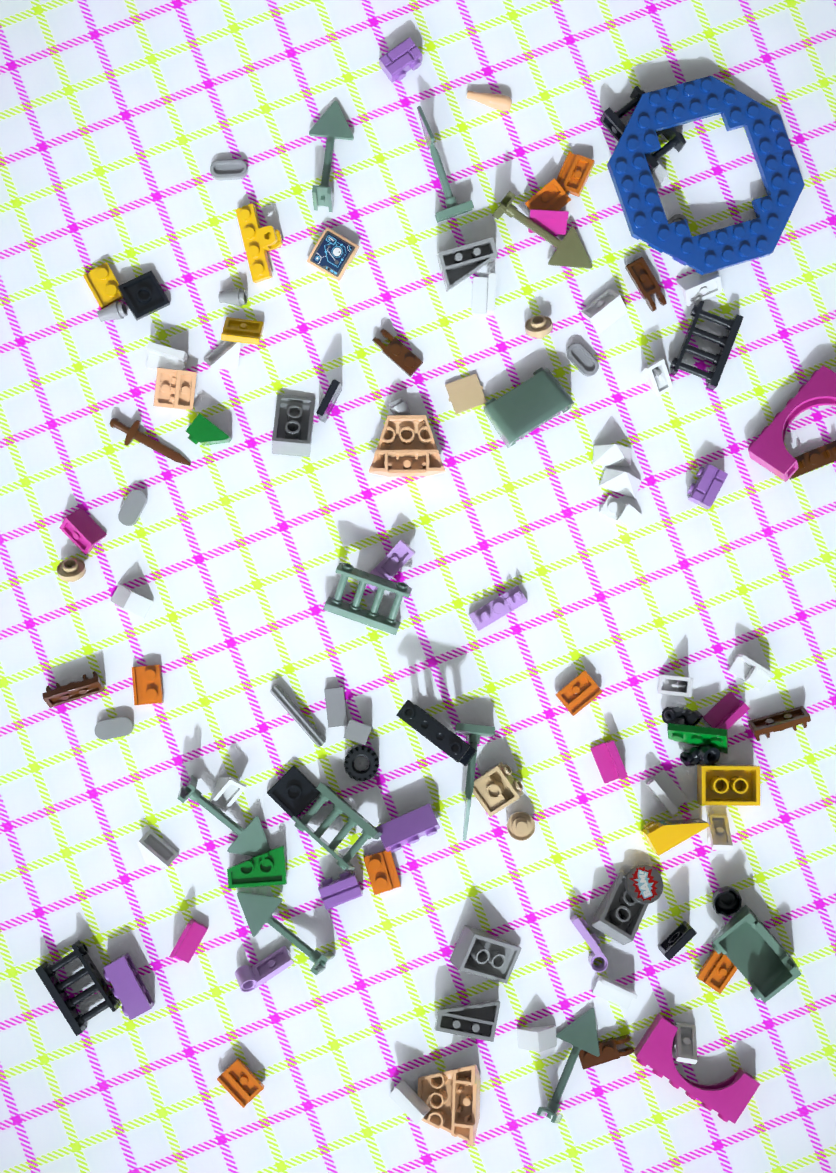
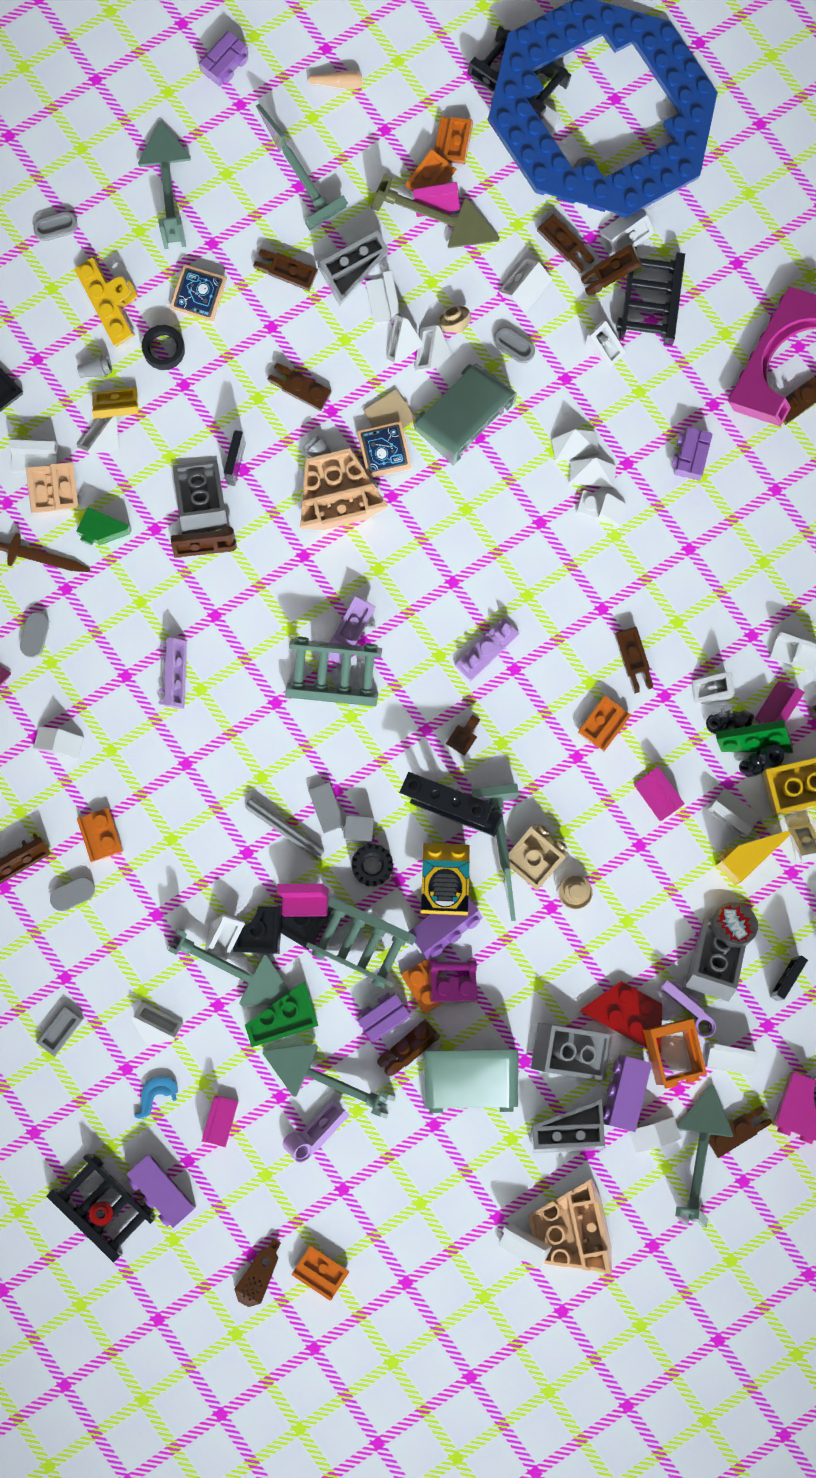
camera: 15 degrees left, 5 degrees down
(78, 836) = (59, 1030): none -> light grey tile
(79, 990) = (108, 1213): none -> red plate
(142, 900) = (156, 1086): none -> dark azure piece
(193, 1070) = (260, 1273): none -> reddish brown piece
(238, 567) = (174, 673): none -> lavender plate
(259, 797) = (262, 933): none -> black tile
(287, 465) = (204, 543): none -> reddish brown plate
(290, 279) = (161, 330): none -> black tyre
(298, 780) = (303, 899): none -> dark pink panel
(355, 919) = (408, 1048): none -> reddish brown hinge
(398, 959) = (470, 1079): none -> windscreen
(402, 880) = (452, 988): none -> magenta plate
(411, 251) = (287, 269): none -> reddish brown hinge
(417, 792) = (445, 879): none -> slope
(453, 422) = (384, 450): none -> slope
(460, 677) = (462, 738): none -> reddish brown plate
(491, 334) = (403, 340): none -> white slope
(513, 346) = (433, 350): none -> white slope
(521, 1000) = (626, 1093): none -> medium lavender brick
(540, 935) = (626, 1012): none -> red wing
(569, 957) = (693, 1047): none -> orange window
(616, 644) = (633, 657): none -> reddish brown hinge
(679, 316) = (611, 269): none -> reddish brown hinge

